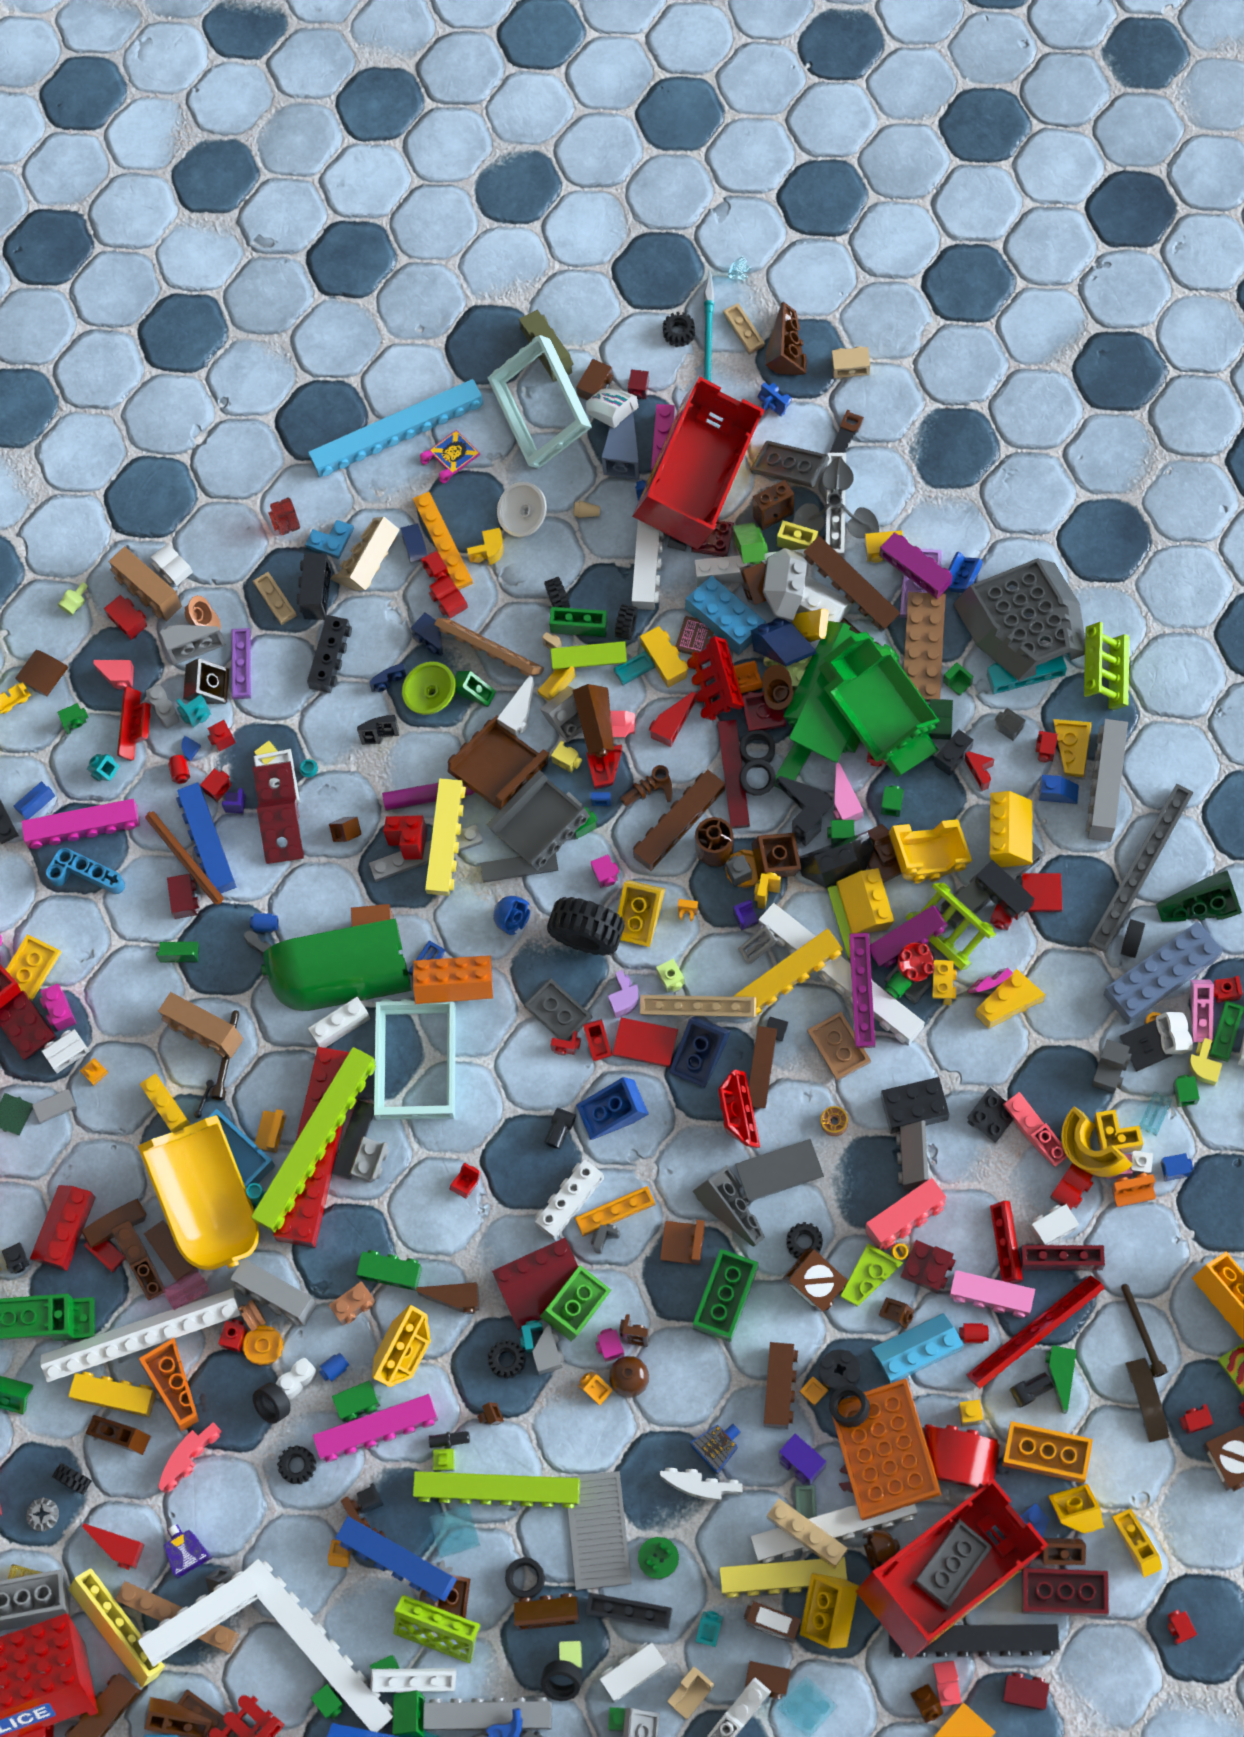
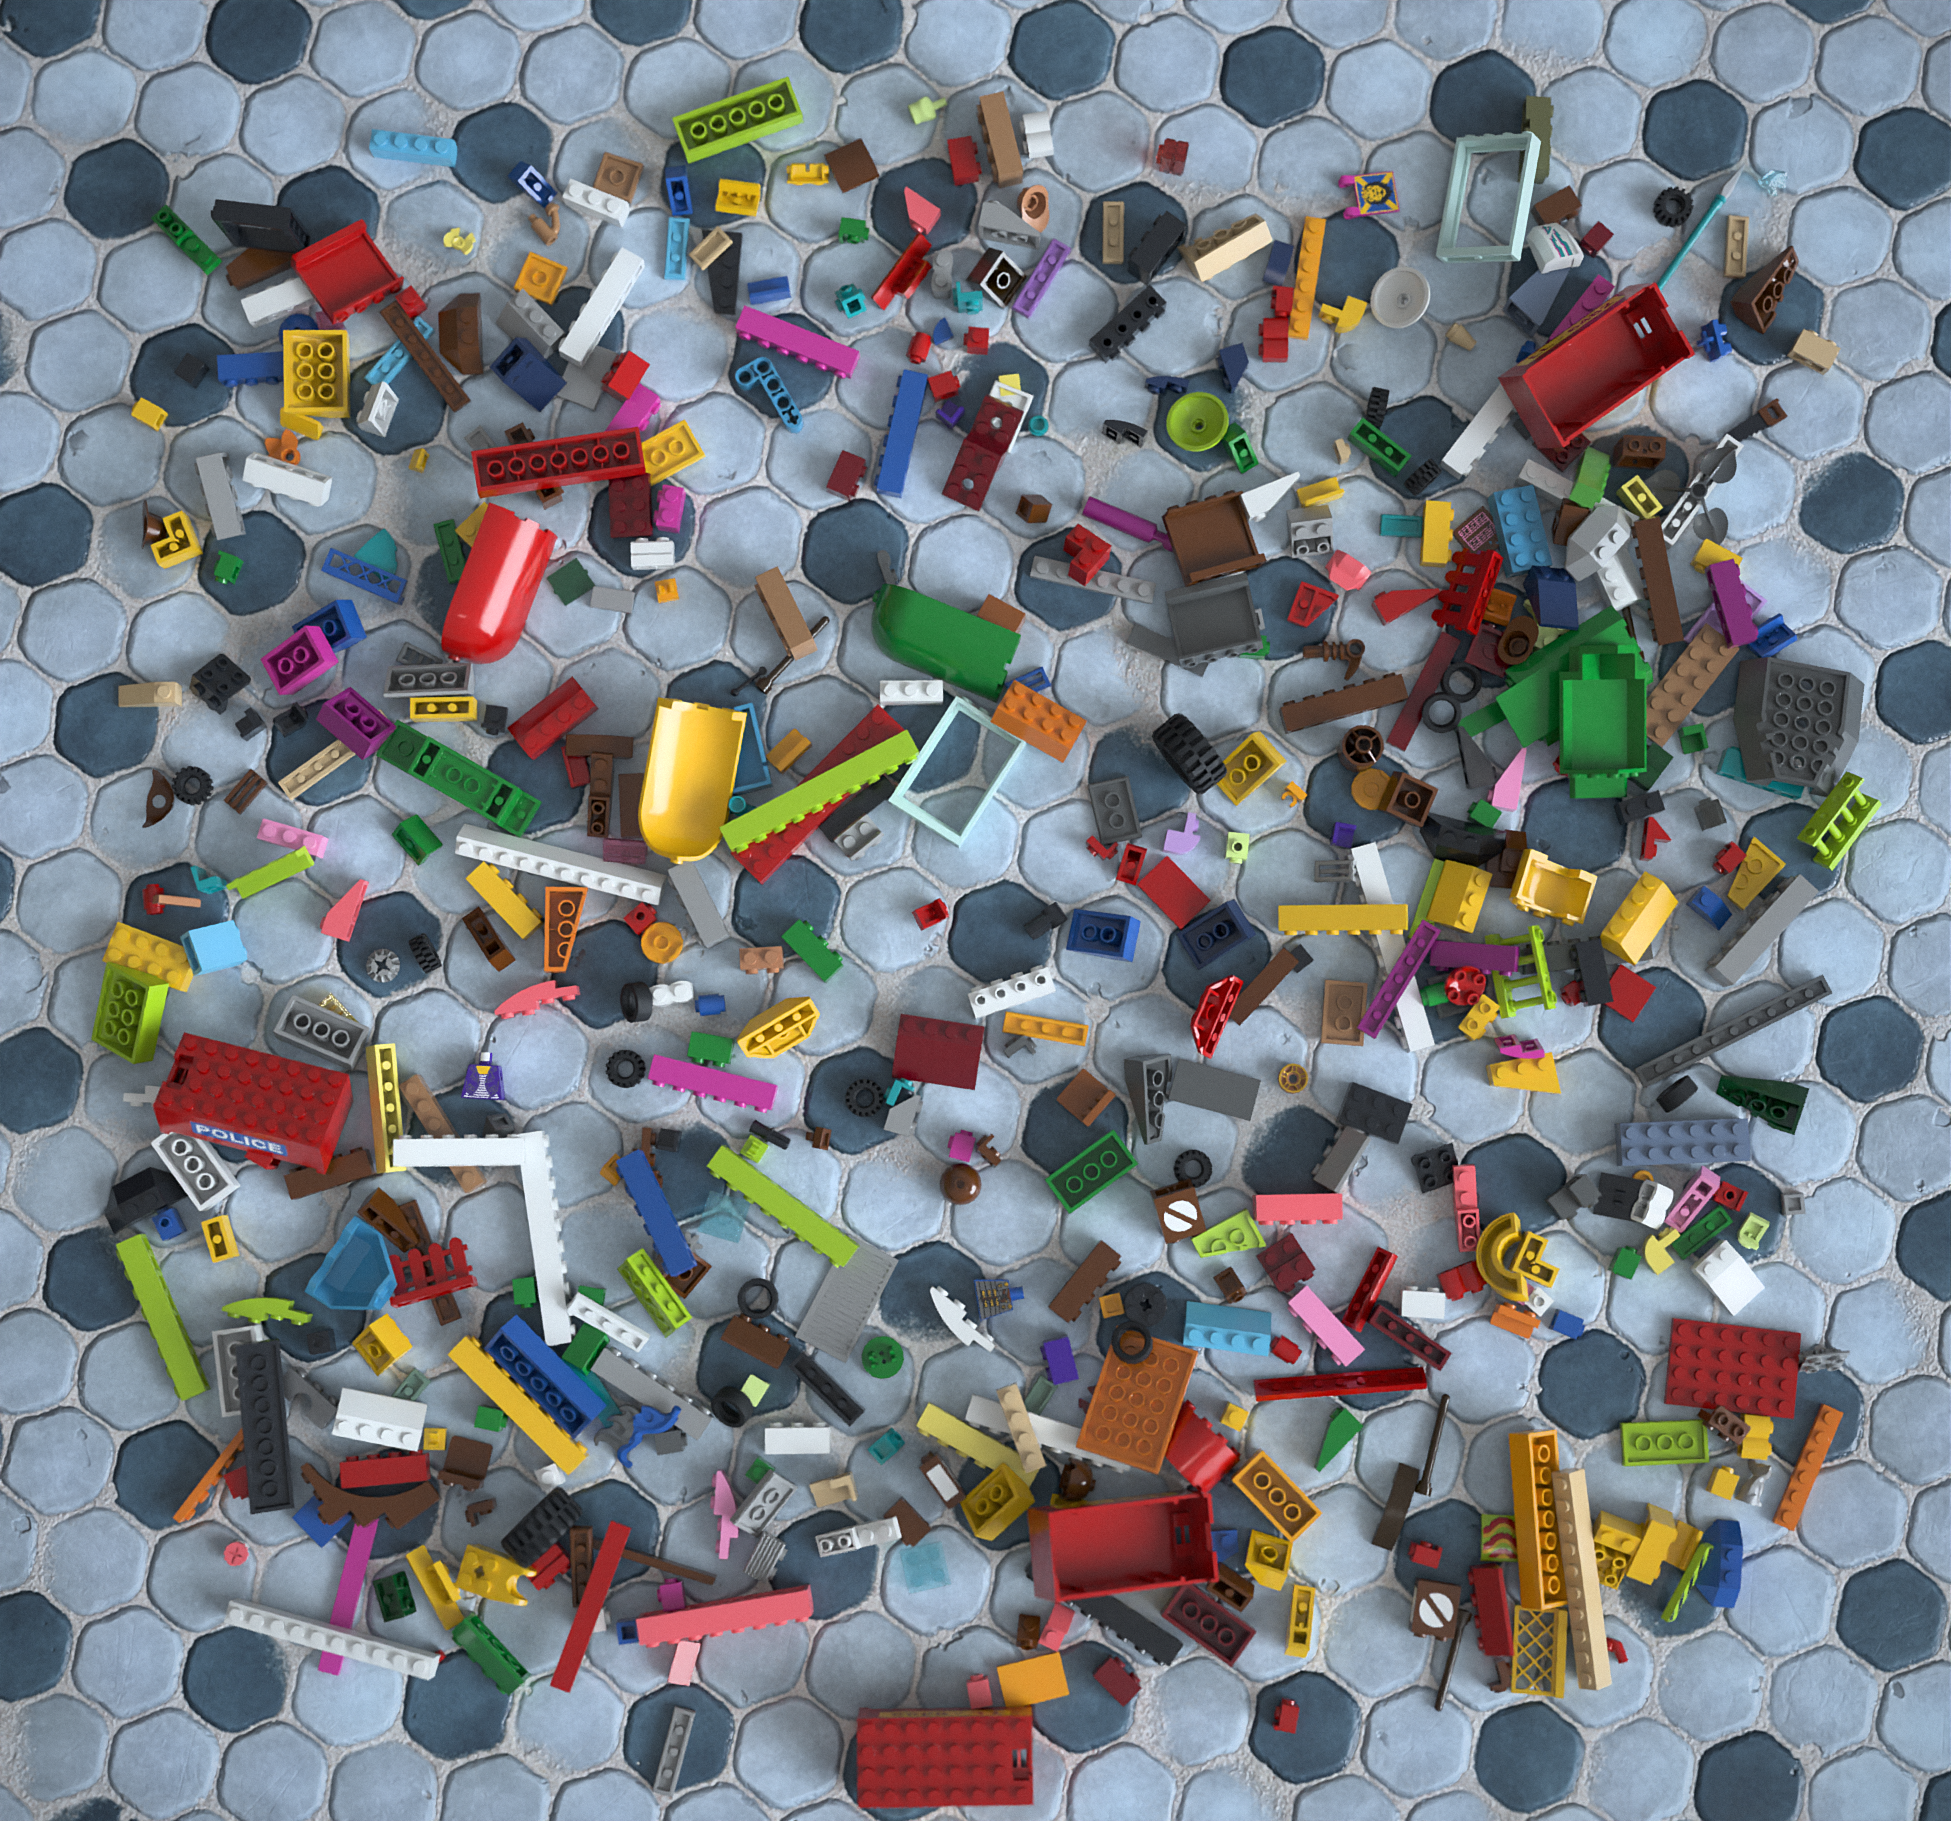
camera: 30 degrees right, 15 degrees up
(119, 1548) = (428, 1038): red slope -> none
(164, 1103) = (710, 665): yellow brick -> none
(178, 952) = (810, 526): green panel -> none
(184, 858) = (870, 441): dark orange axle -> none
(252, 1315) = (668, 911): nougat wheel -> none
(264, 922) = (904, 550): blue brick -> none
(330, 544) = (1202, 212): dark azure plate -> none
(396, 428) = (1337, 132): medium azure brick -> none
(444, 837) = (1118, 579): light yellow brick -> none
(455, 1296) = (857, 1014): reddish brown slope -> none
(493, 649) = (1282, 421): medium nougat plate -> none
(511, 914) = (1131, 692): blue cylinder -> none
(566, 757) = (1280, 574): light yellow brick -> none
(575, 1303) = (955, 1090): bright green slope -> none
(588, 655) = (1366, 488): lime panel -> none
(595, 718) = (1330, 556): reddish brown slope -> none
(595, 1387) = (924, 1174): light orange bracket -> none
(601, 798) = (1285, 635): blue tile -> none
(605, 871) = (1243, 708): dark pink brick -> none
(698, 1005) = (1242, 893): tan plate -> none
(738, 870) = (1364, 789): dark grey brick -> none
(768, 882) = (1383, 819): yellow bracket -> none
(789, 463) = (1683, 419): dark grey tile -> none
(806, 825) = (1454, 789): black brick -> none
(812, 624) = (1593, 598): yellow piece -> none
(892, 801) = (1550, 816): green brick -> none
(903, 1250) = (1274, 1234): yellow hinge -> none
(952, 1564) = (1127, 1538): dark grey tile -> none
(1027, 1391) = (1295, 1431): black piece -> none
(1148, 1128) = (1567, 1272): clear light blue tile -> none

